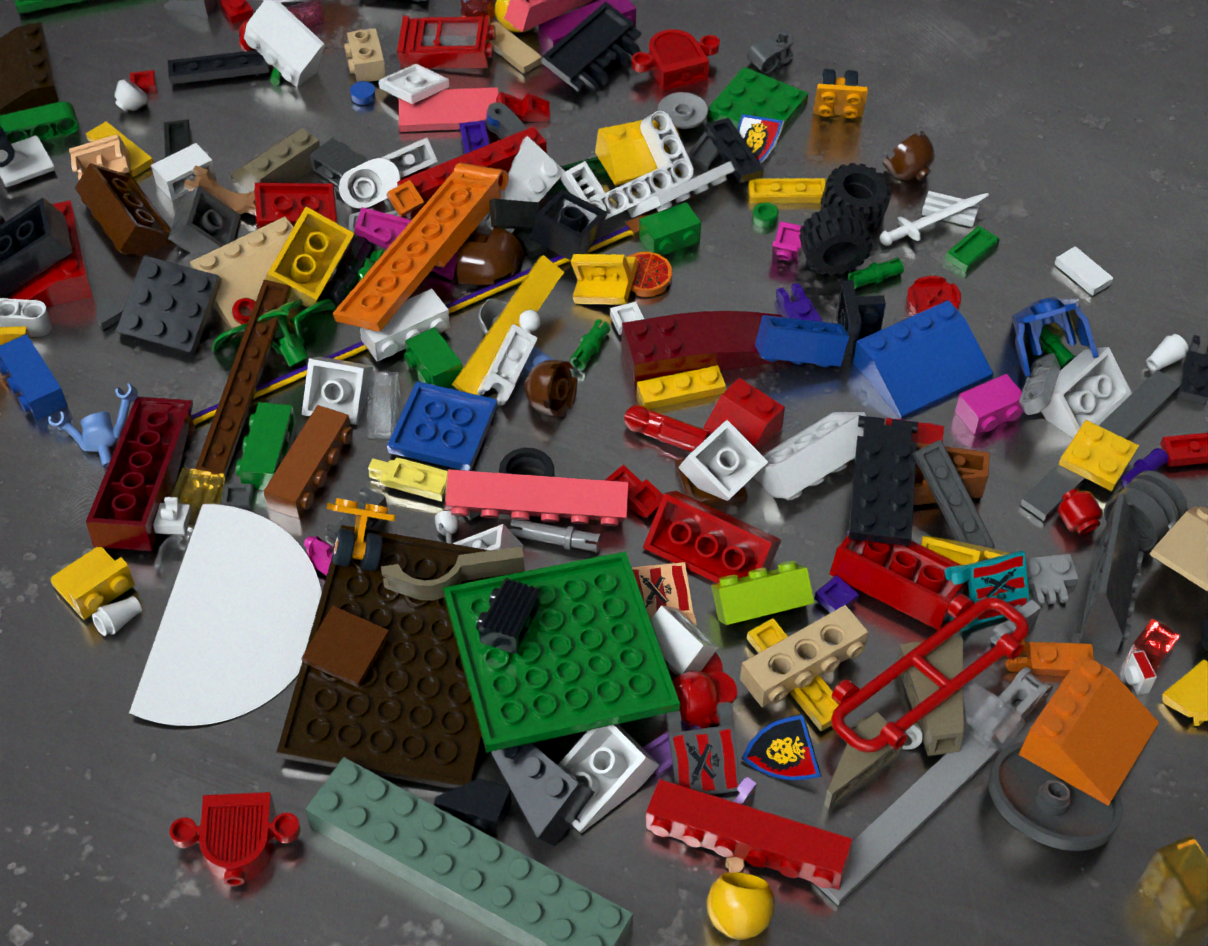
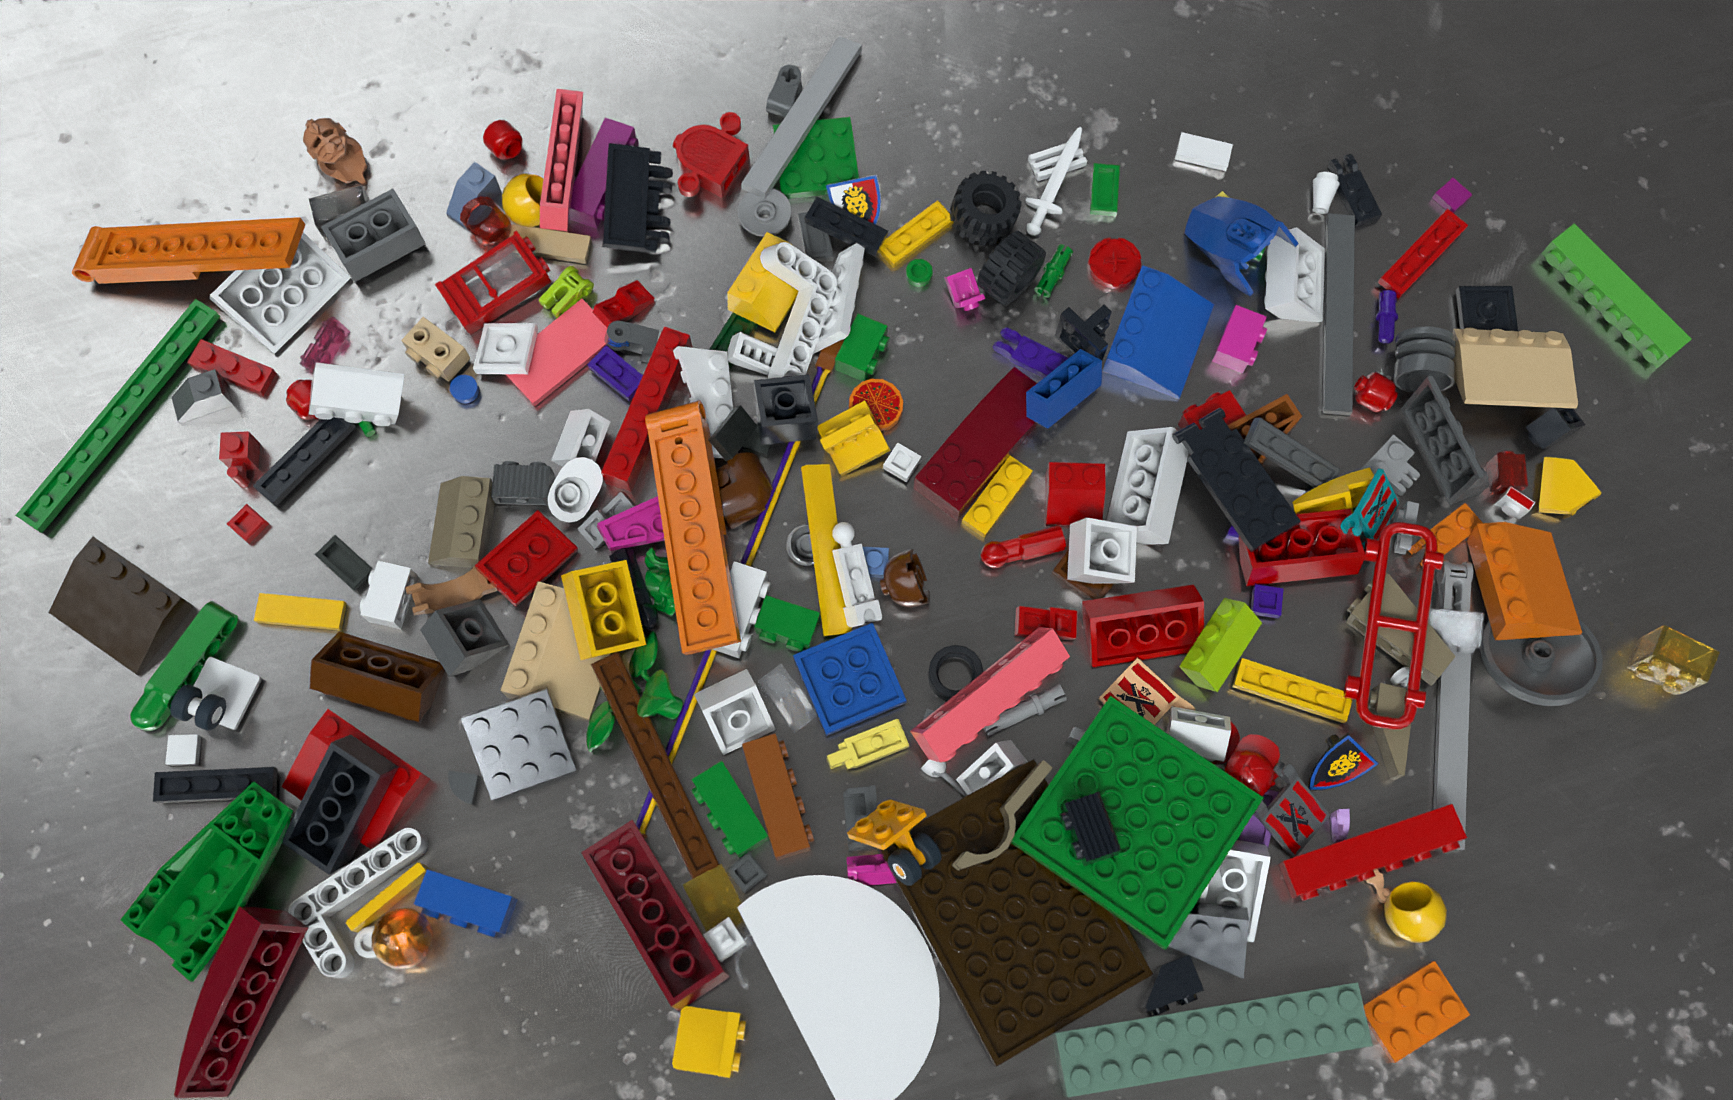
camera: 40 degrees left, 20 degrees up
(97, 428) = (578, 907): medium blue piece -> none
(106, 152) = (302, 641): light nougat hinge -> none
(115, 615) = (757, 1055): white cone -> none
(129, 96) = (256, 550): white cone -> none
(178, 38) = (239, 453): none -> red brick
(243, 303) = (596, 697): red plate -> none
(345, 646) = (975, 943): reddish brown tile -> none
(405, 198) = (628, 487): orange tile -> none
(489, 76) = (569, 288): none -> lime piece
(590, 344) = (893, 510): green pin -> none
(768, 69) = (801, 117): none -> light grey tile
(785, 656) = (1279, 717): tan brick -> none
(840, 95) = (877, 93): light orange plate -> none
(911, 158) = (994, 133): reddish brown cylinder -> none
(1040, 385) = (1270, 294): light grey beam -> none
(1098, 455) = (1350, 329): yellow plate -> none

